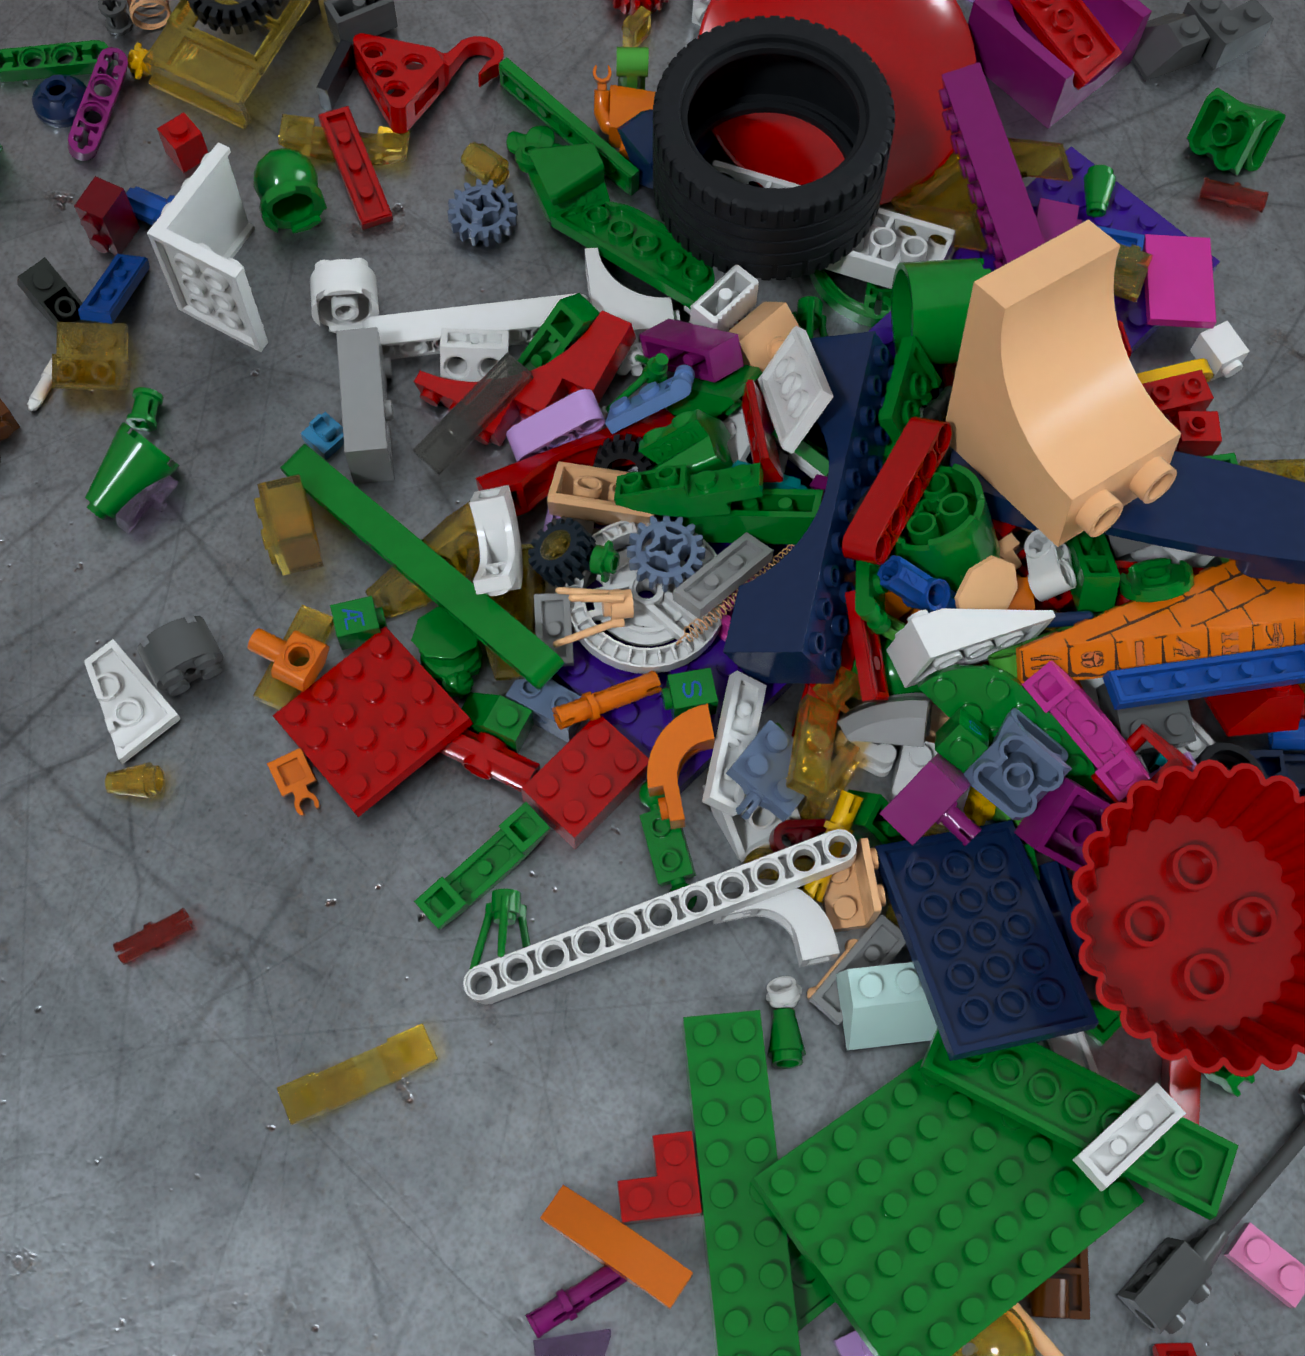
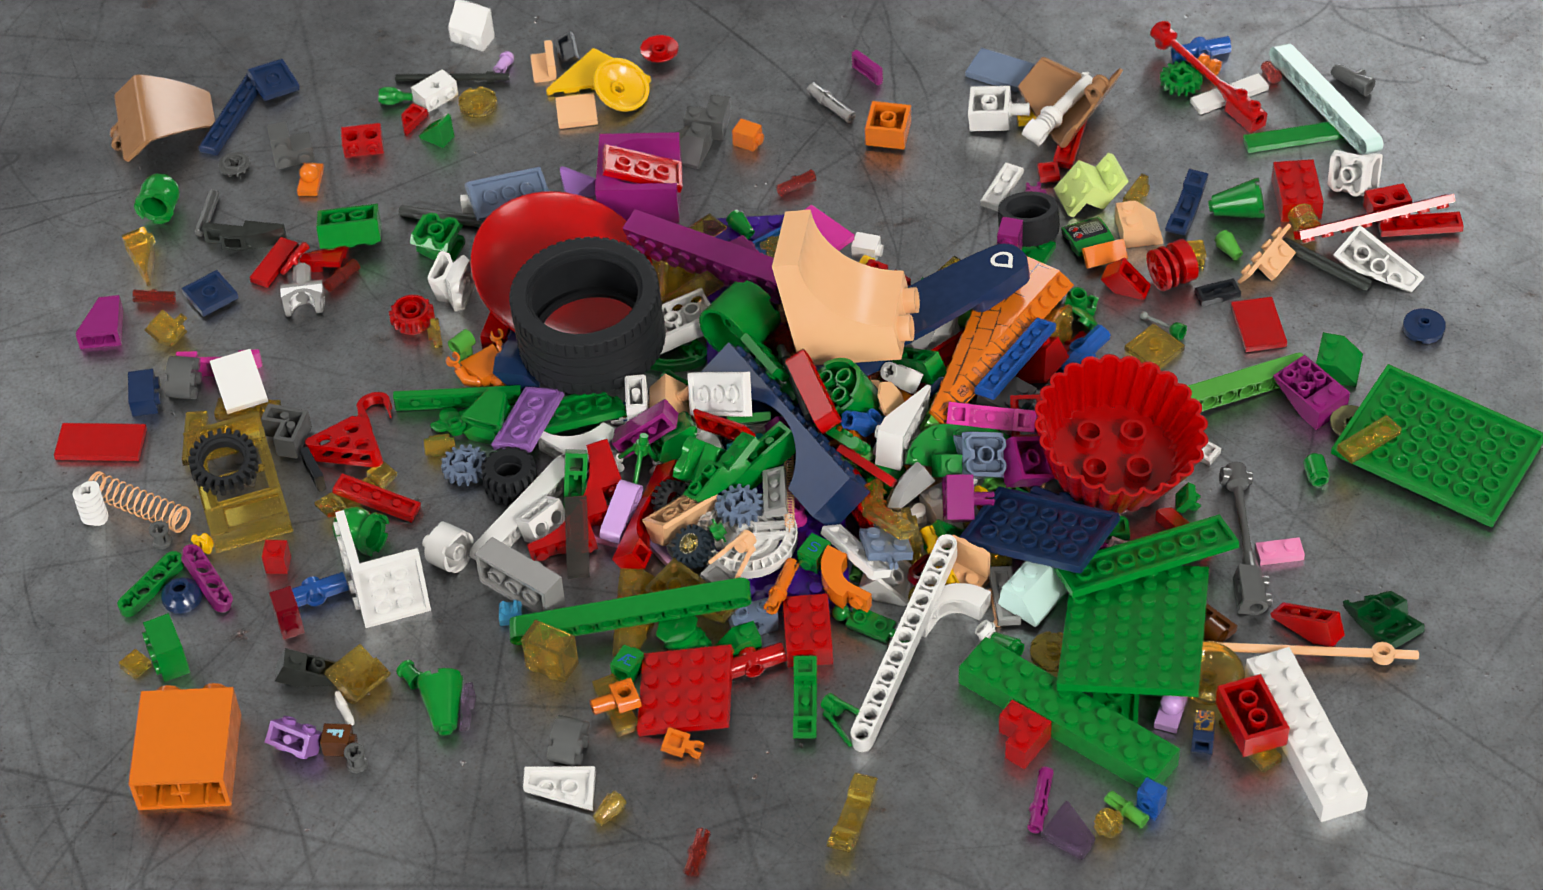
camera: 40 degrees left, 20 degrees down
(114, 288) = (329, 638): blue tile -> none
(498, 540) = (658, 566): white arch -> none
(503, 247) = (505, 463): none -> black tyre
(597, 220) = (528, 418): none -> medium lavender tile
(617, 1246) = (1027, 769): orange slope -> none
(650, 399) = (655, 458): medium blue plate -> none
(821, 1085) = (1041, 650): none -> clear yellow plate
(1129, 1137) = (1176, 542): white plate -> none
(1156, 580) = (953, 343): green tile -> none
(1234, 132) = (767, 156): green piece -> none
(1246, 82) = (747, 135): none -> orange brick

